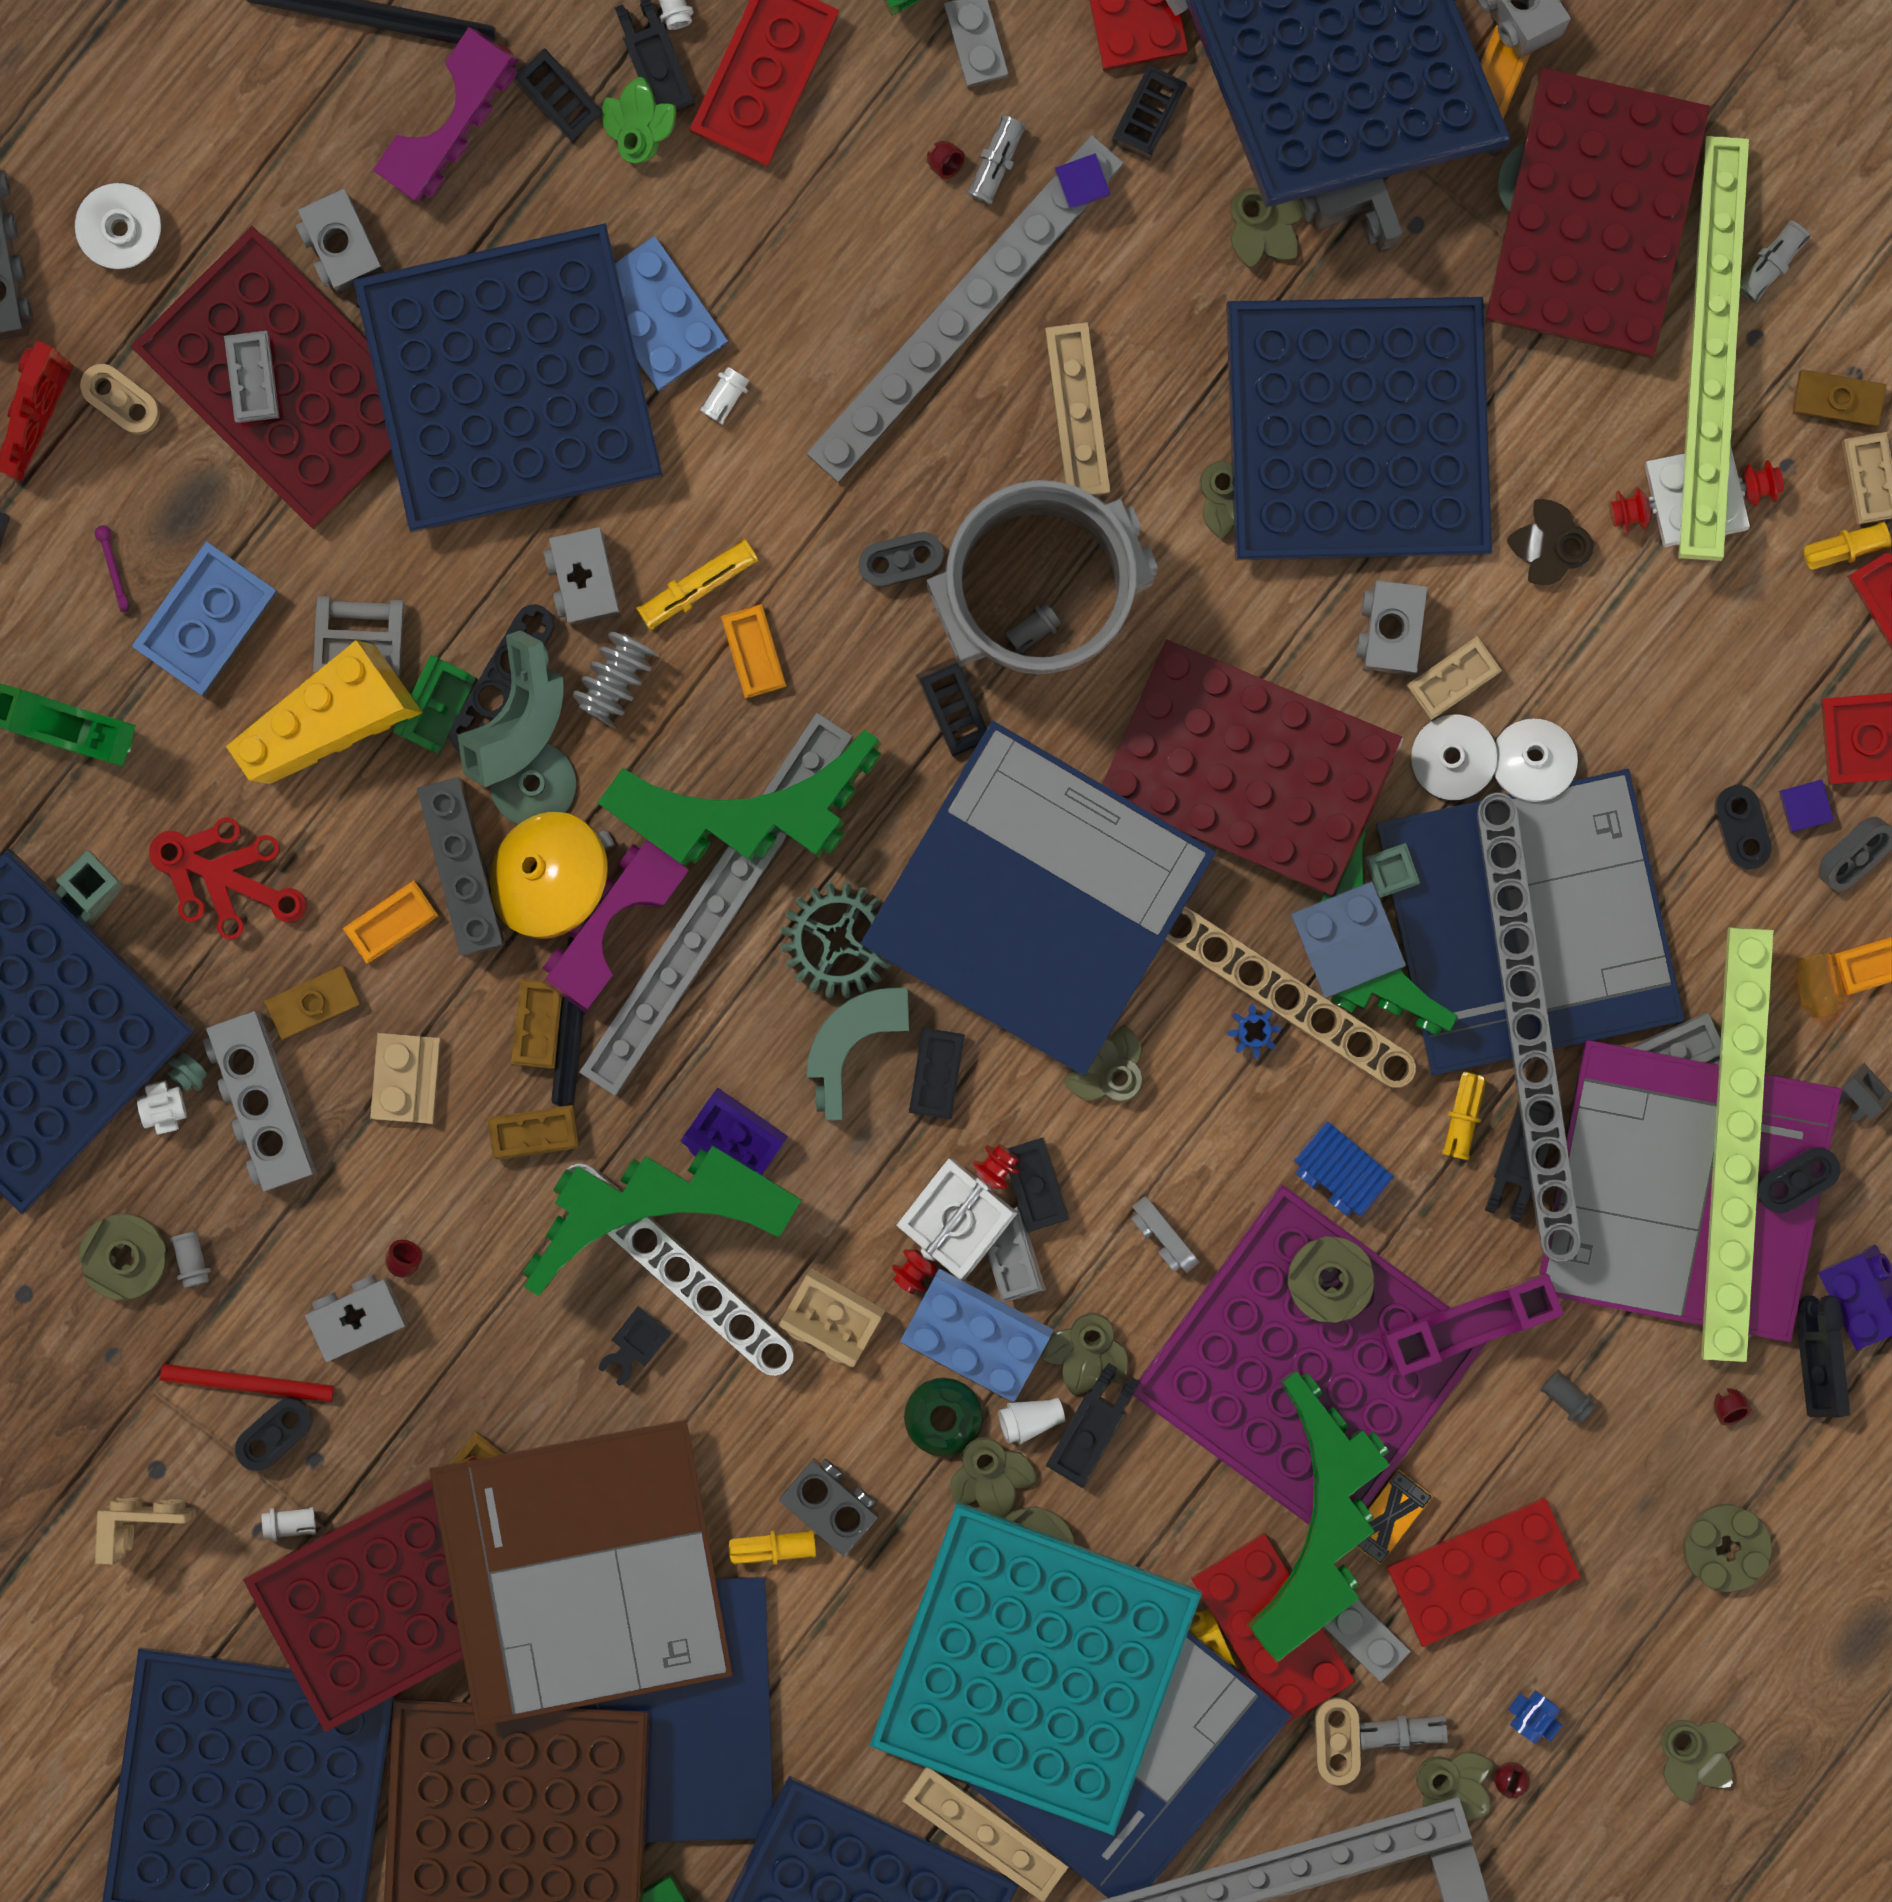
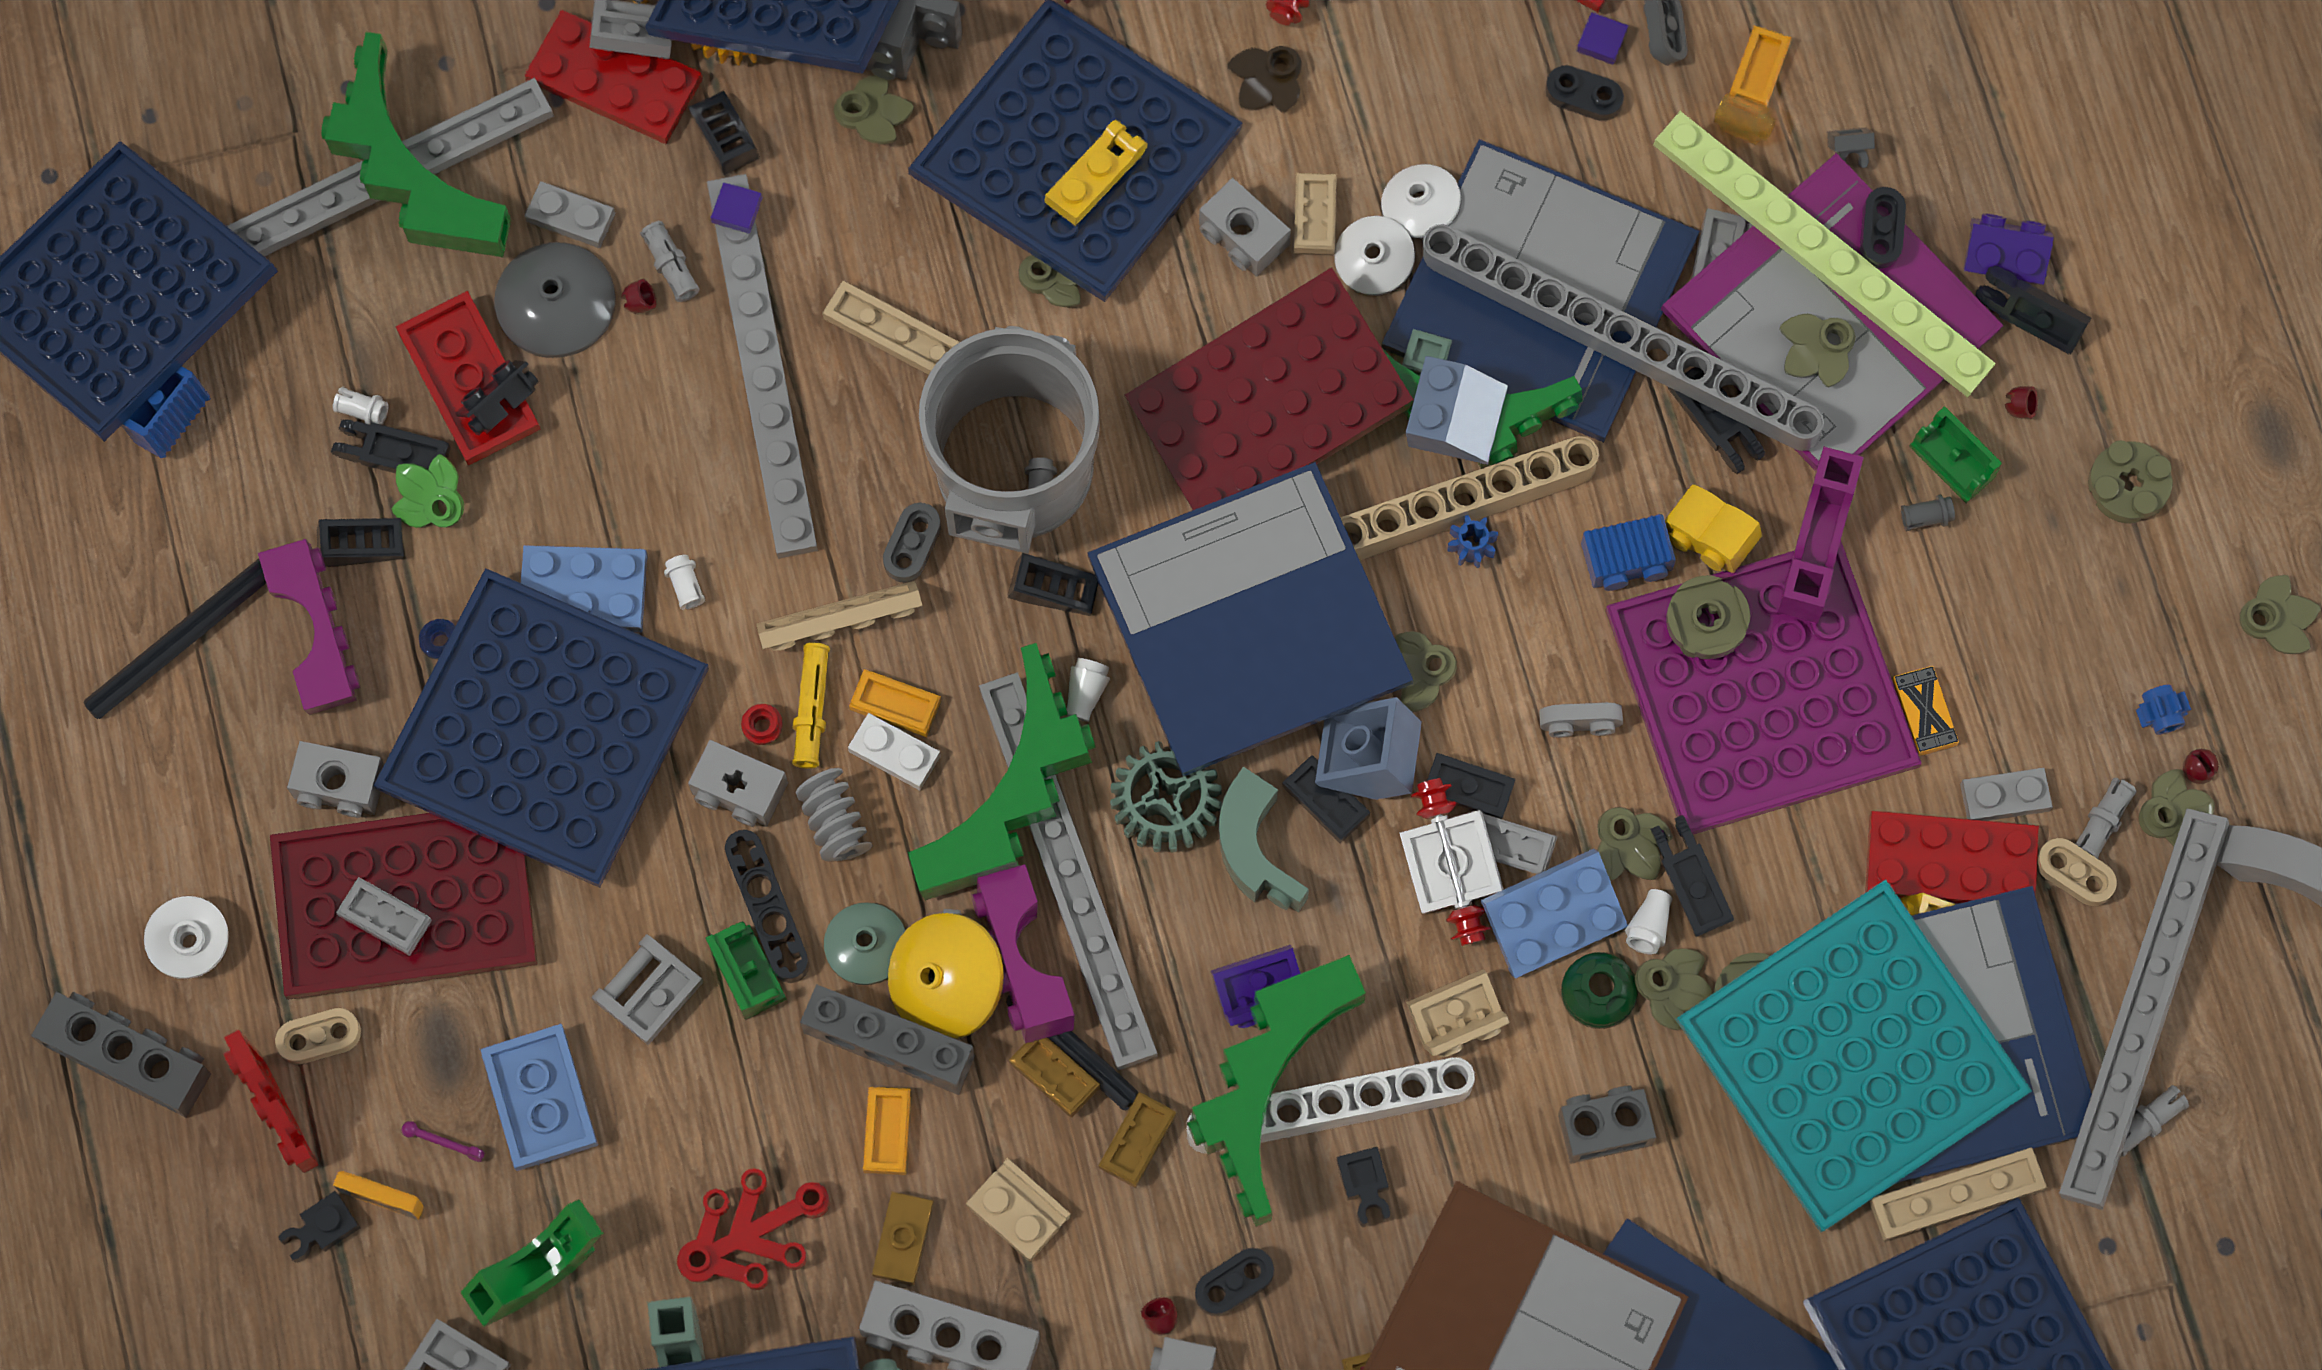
camera: 50 degrees left, 15 degrees down
(29, 553) = (378, 1194): none -> light orange tile
(325, 715) = (687, 1052): yellow wedge -> none
(475, 1299) = (1233, 1282): none -> black plate
(520, 216) = (430, 632): none -> clear blue plate
(525, 721) = (811, 903): sand green arch -> none
(648, 542) = (757, 713): none -> red plate
(711, 683) = (894, 751): none -> white plate
(742, 107) = (507, 384): none -> black hinge
(772, 1547) = (1607, 1193): yellow axle -> none
(790, 547) = (823, 620): none -> tan plate
(885, 801) = (1086, 687): none -> white cone
(898, 116) = (561, 321): none -> dark grey dish
(1001, 1082) = (1370, 750): none -> sand blue slope
(1340, 1466) = (1903, 744): green arch -> none
(1342, 465) = (1095, 173): none -> yellow plate
(1414, 1226) = (1712, 529): none -> yellow brick
(1465, 1116) = (1653, 436): yellow axle -> none
(1483, 1572) = (2019, 672): red plate -> none
(1638, 1384) = (1956, 455): none -> green hinge
(1639, 1200) = (1813, 351): none -> olive plate

